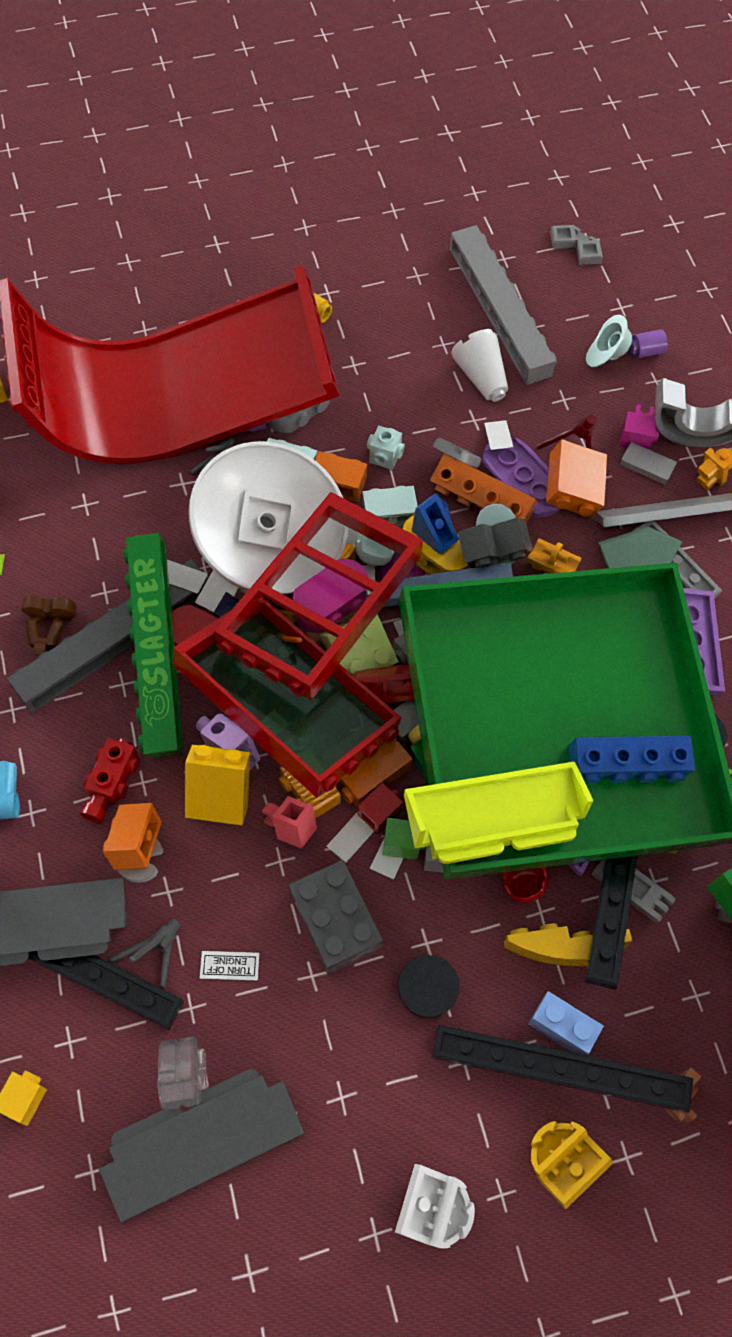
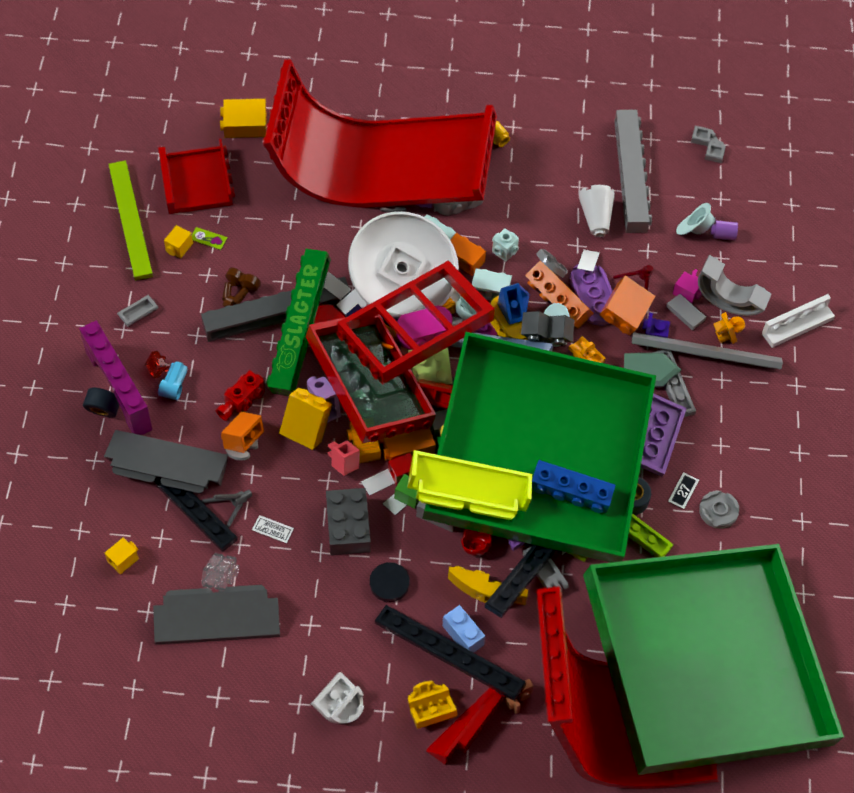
camera: 20 degrees right, 5 degrees down
(621, 495) = (655, 326): none -> dark purple bracket
(631, 1177) = (466, 727): none -> red wedge

